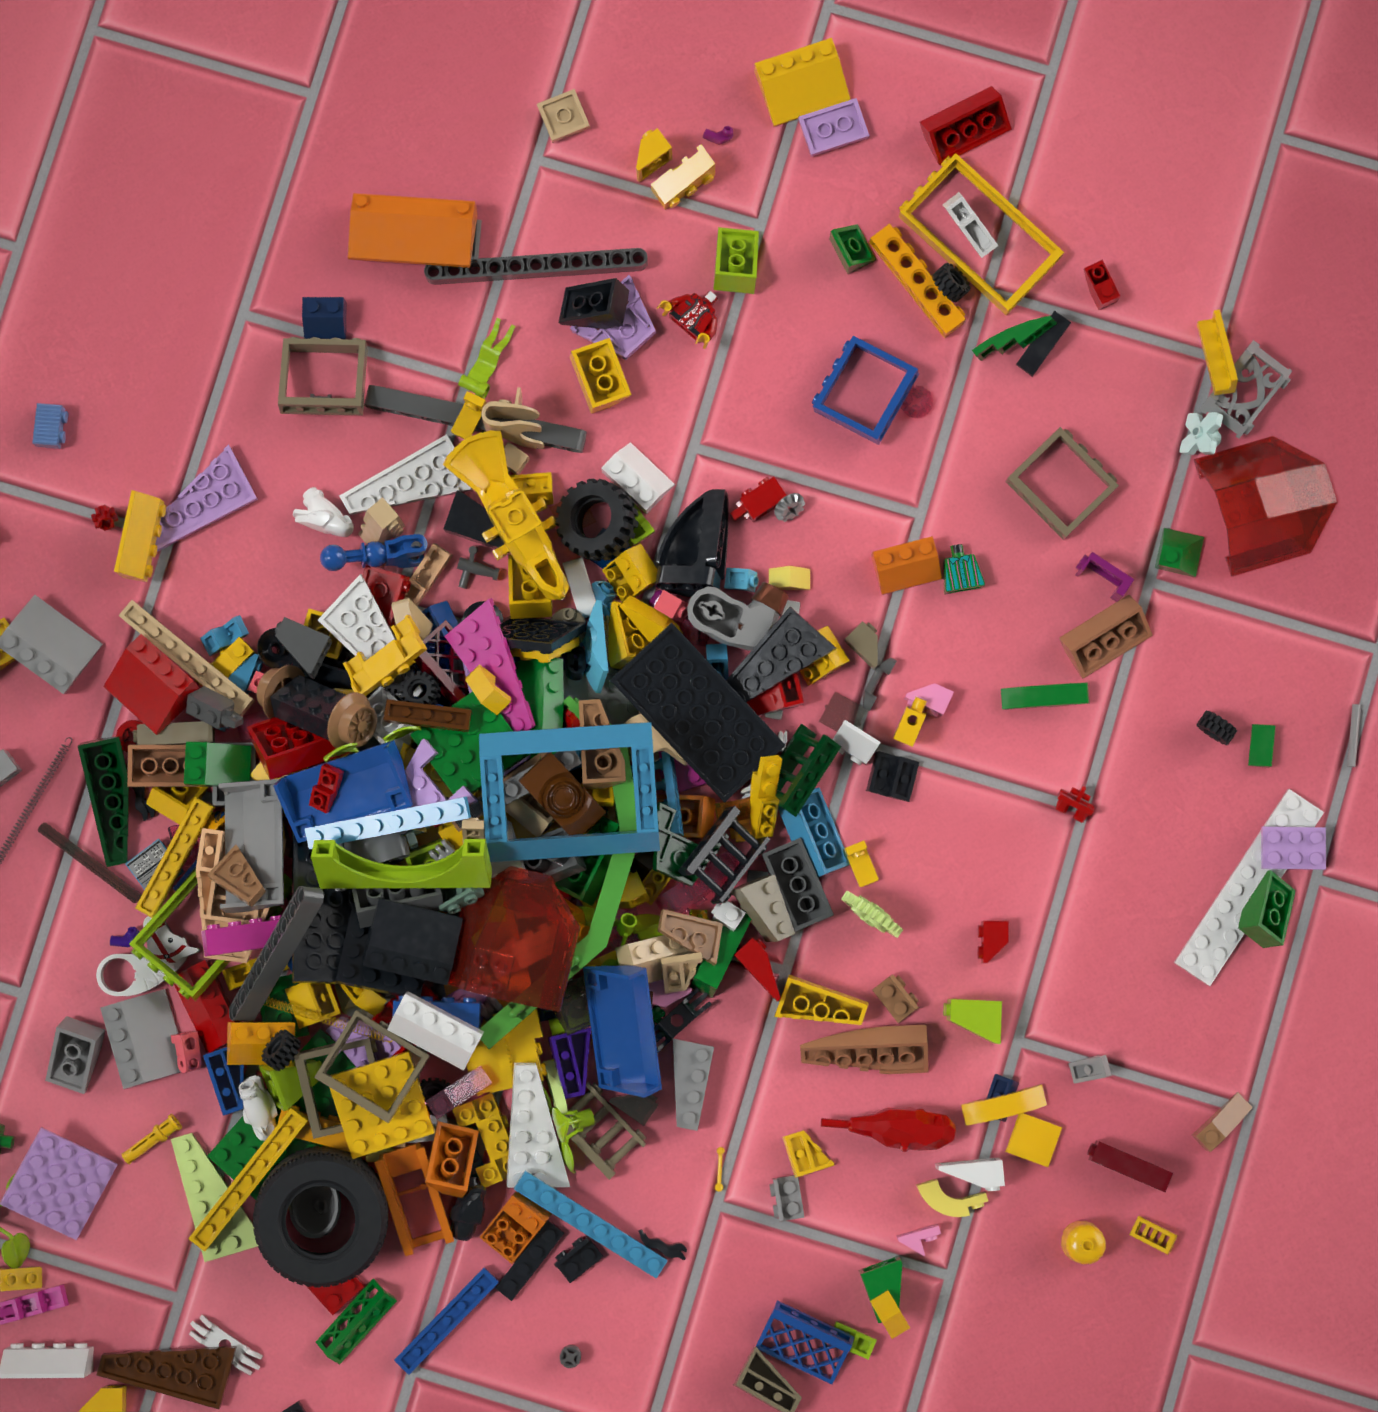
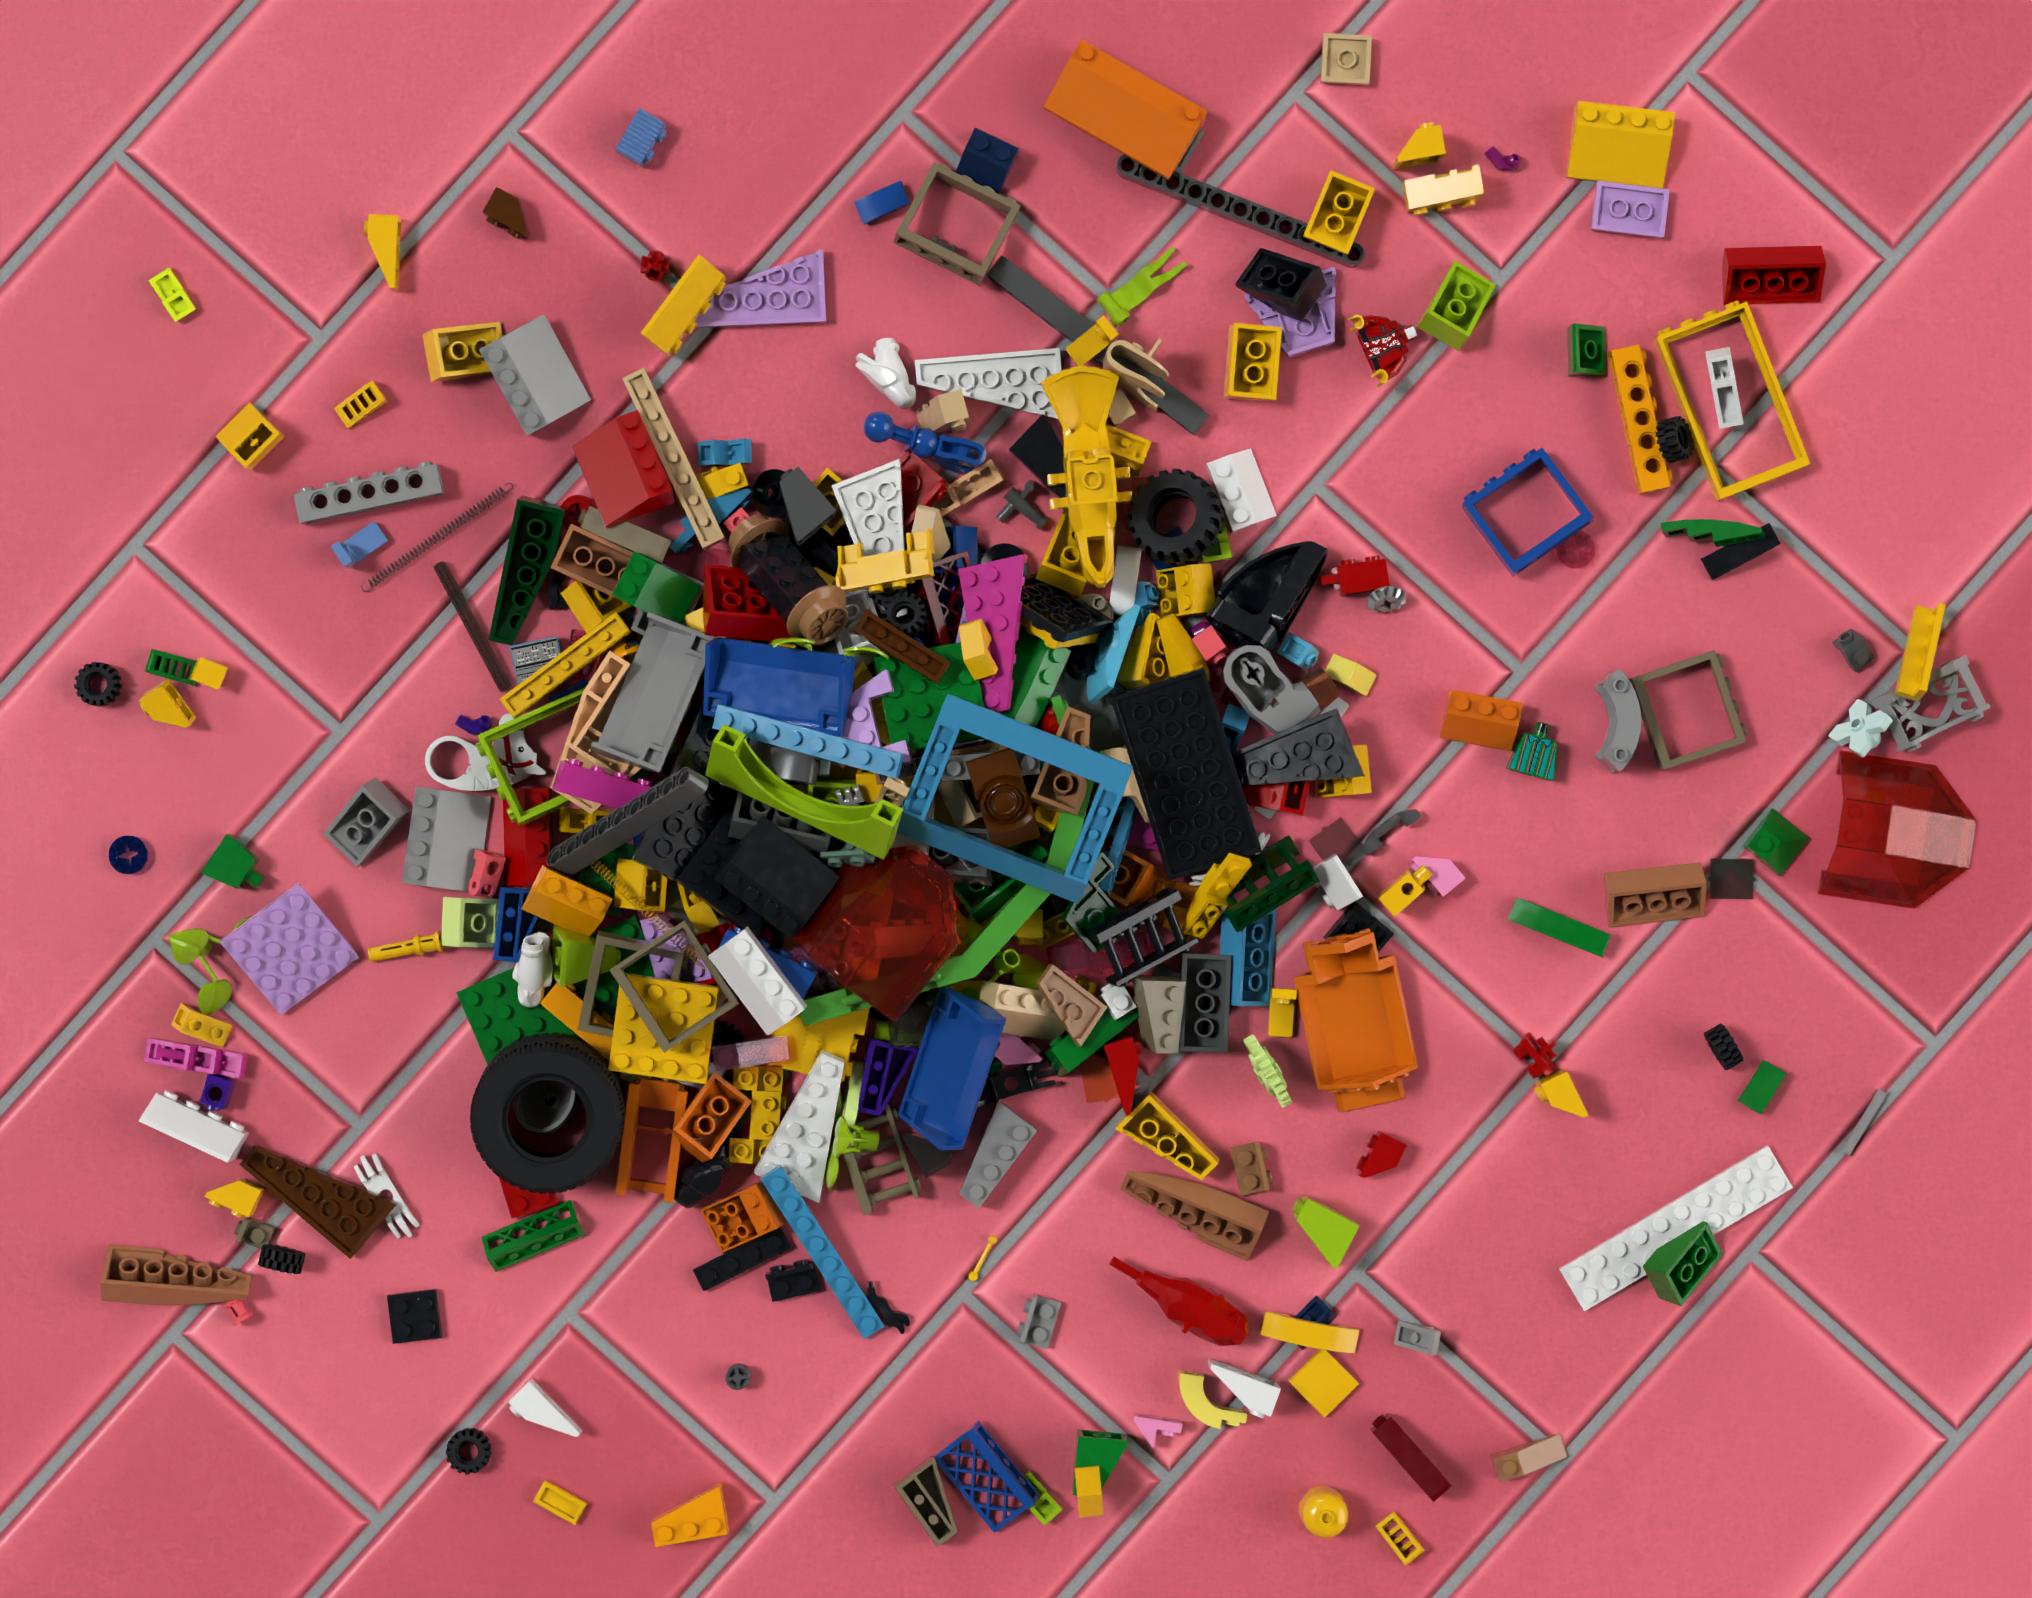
camera: 25 degrees right, 5 degrees up
(56, 1316) = (225, 1084): none -> dark purple brick
(191, 1095) = (468, 922): none -> yellowish green slope
(203, 1189) = (439, 1052): yellowish green wing -> none
(213, 708) = (678, 528): dark grey hinge -> none
(237, 877) = (624, 721): medium nougat wing -> none
(248, 1178) = (490, 1038): yellow plate -> none
(258, 388) = (882, 202): none -> blue slope
(281, 1050) = (586, 922): black tyre -> none
(326, 789) = (760, 672): red slope -> none
(446, 1321) = (626, 1279): blue plate -> none
(612, 230) = (1339, 212): none -> yellow slope
(679, 971) = (1038, 1035): tan wing -> none
(744, 985) = (1098, 1080): none -> clear orange piece
(805, 1154) = (1078, 1285): yellow wing -> none
(864, 643) = (1396, 782): dark tan slope -> none
(922, 843) = (1355, 1020): none -> orange panel
(1017, 512) = (1624, 720): none -> light grey fence
(1101, 285) = (1832, 518): red slope -> none
(1108, 572) = (1699, 844): magenta window -> none
(1108, 823) = (1560, 1093): none -> yellow slope
(1159, 596) = (1731, 878): none -> clear smoke piece
(1166, 377) = (1853, 649): none -> dark grey bracket
(1293, 848) = (1741, 1210): lavender plate -> none

